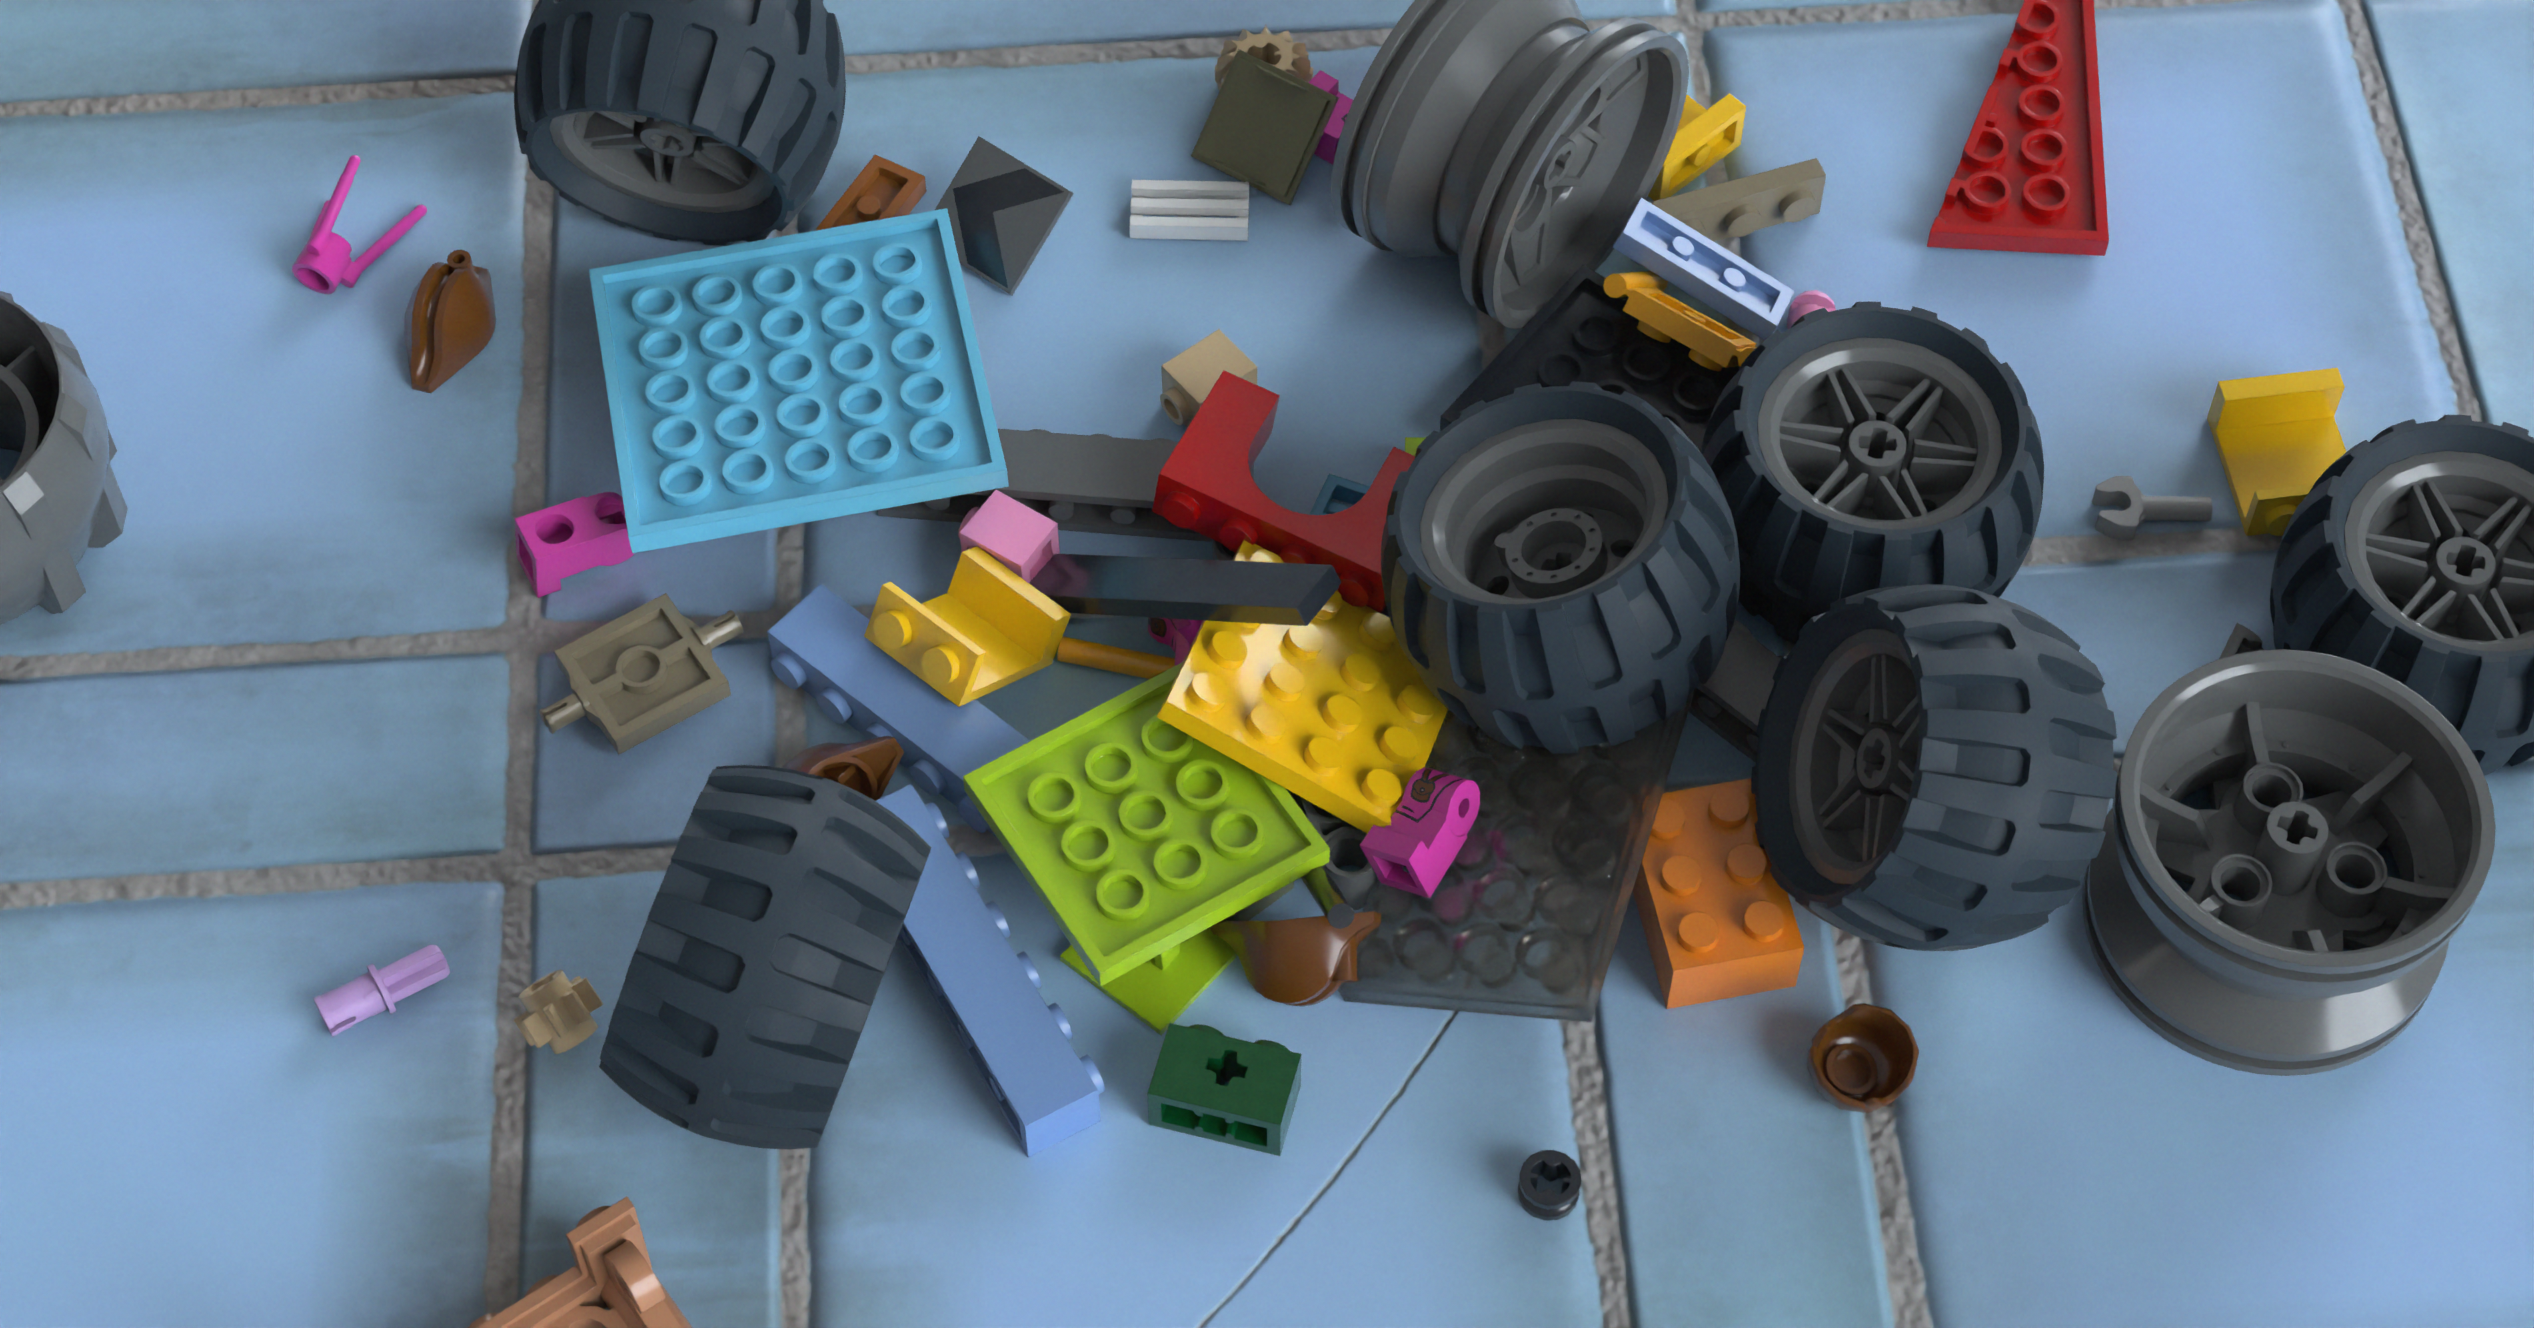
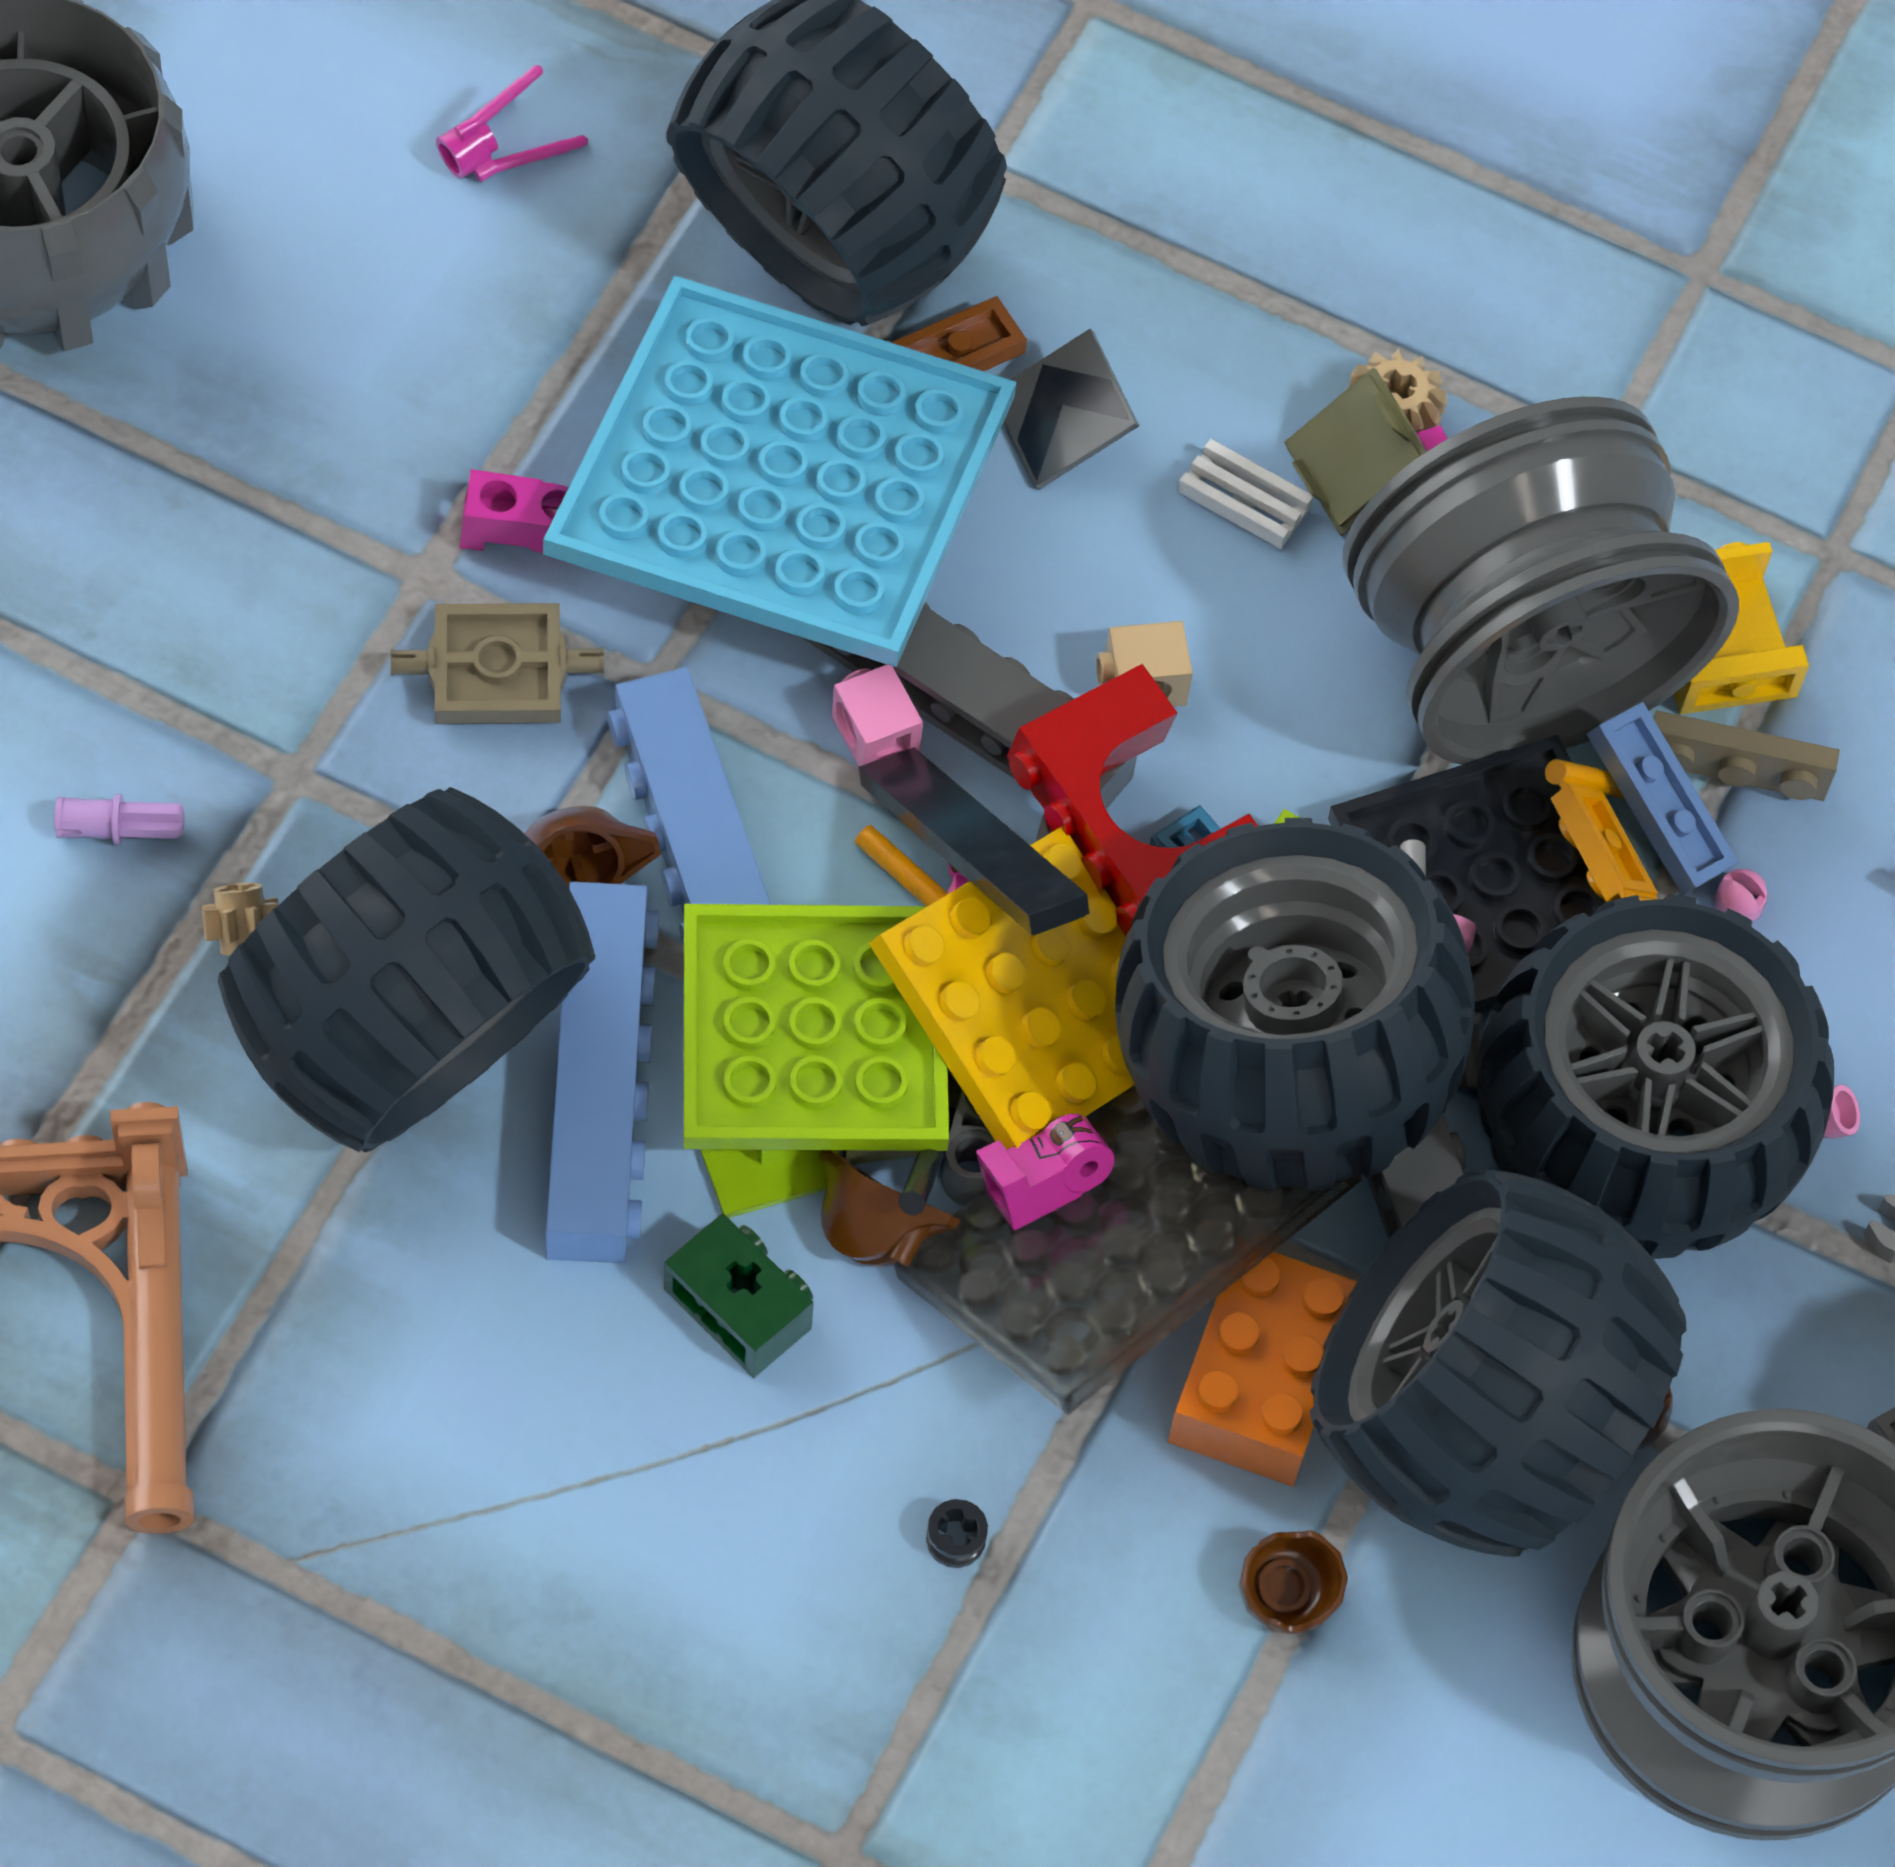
camera: 25 degrees right, 5 degrees up
(448, 320) = (539, 256): reddish brown hat -> none
(975, 635) = (786, 782): yellow panel -> none

